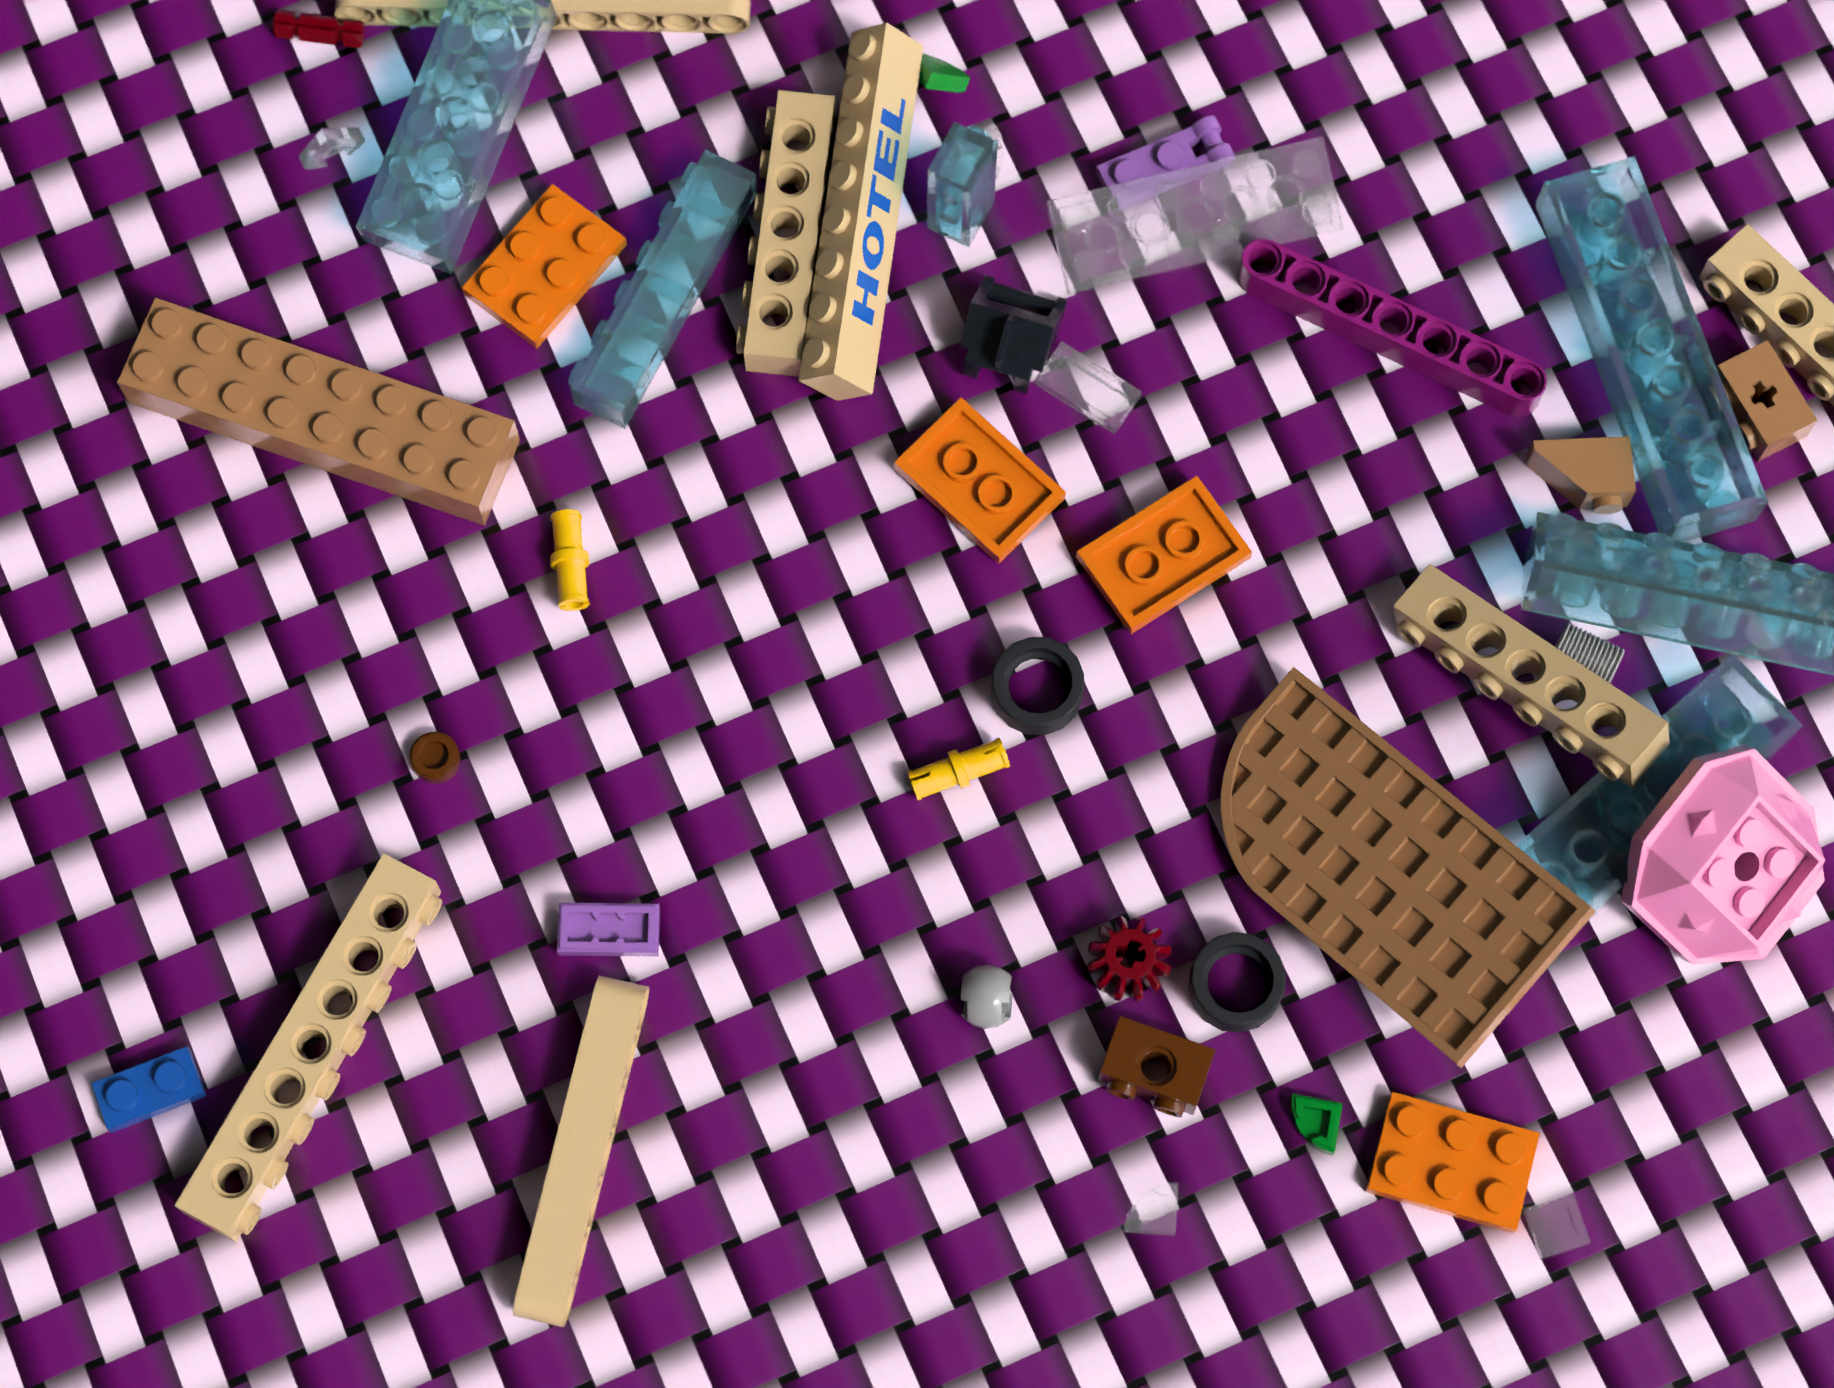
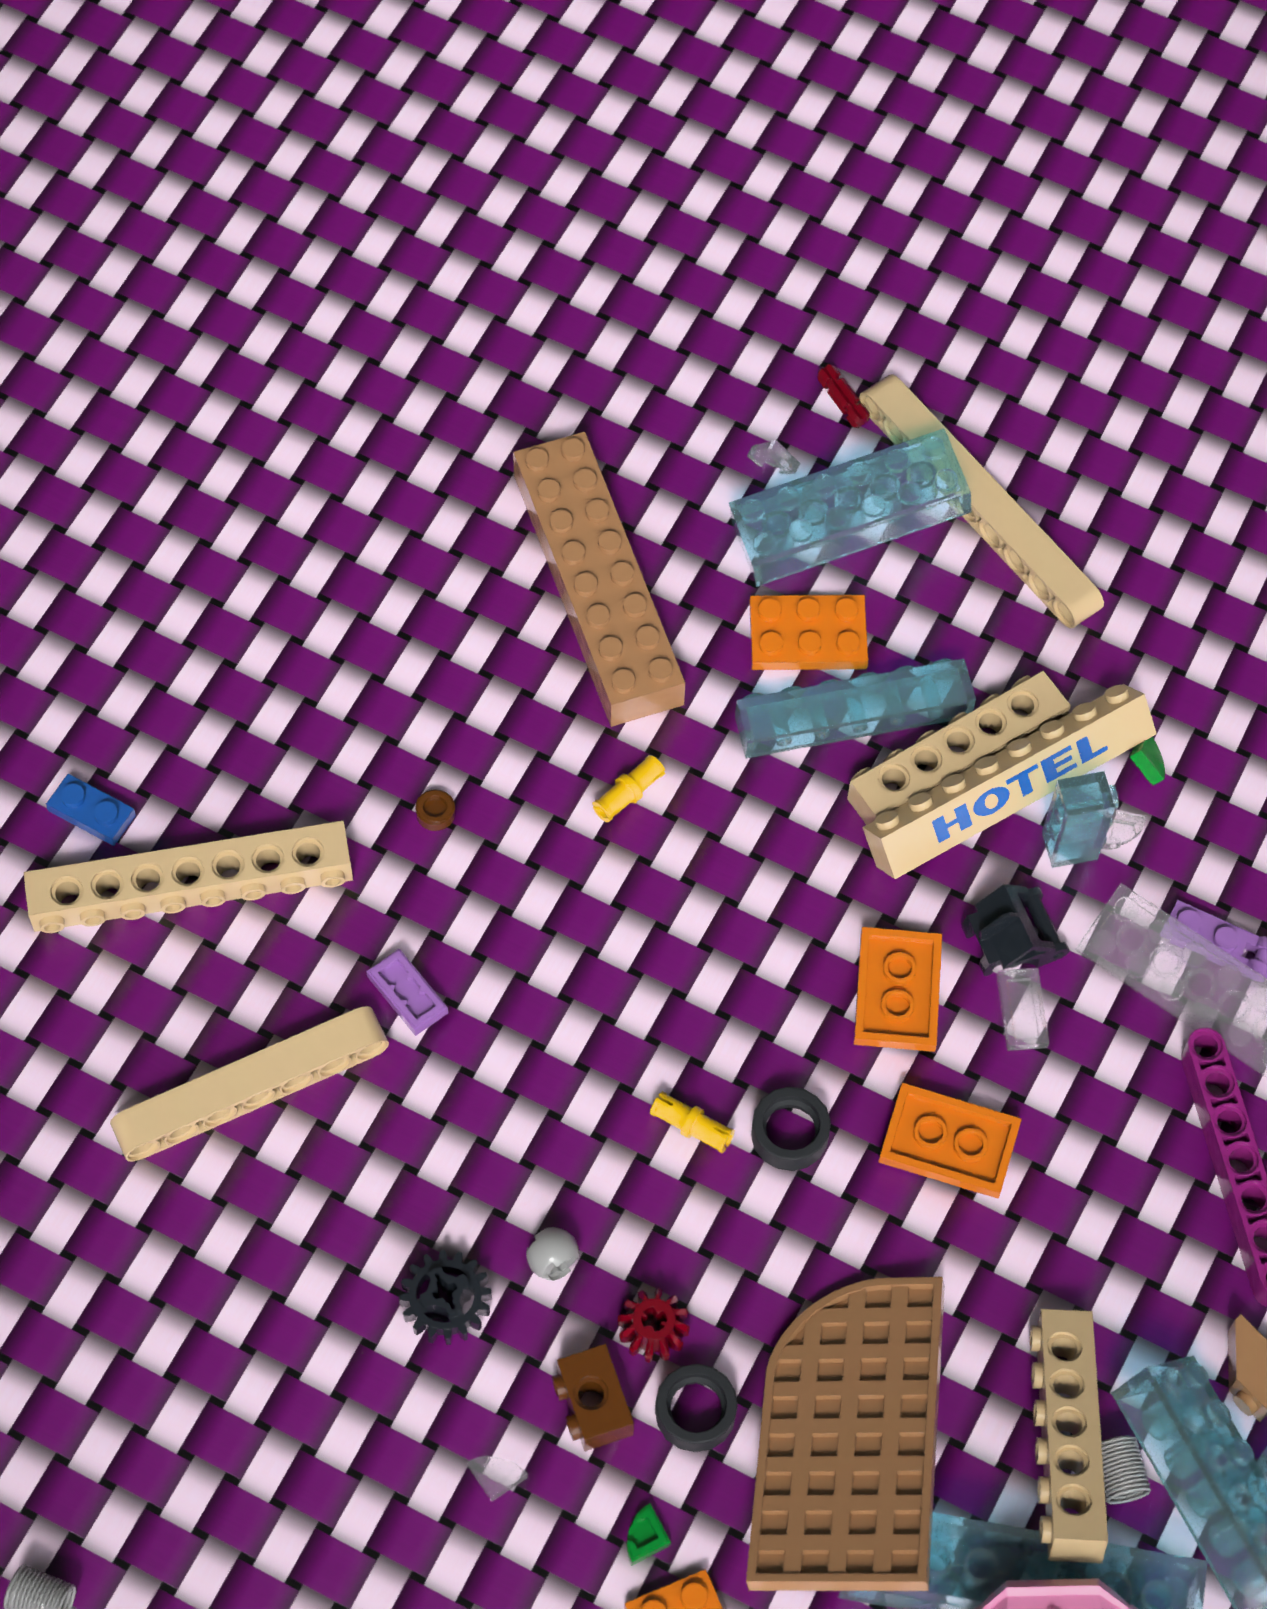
camera: 50 degrees right, 10 degrees down
(926, 1124) = (431, 1306): none -> black gear

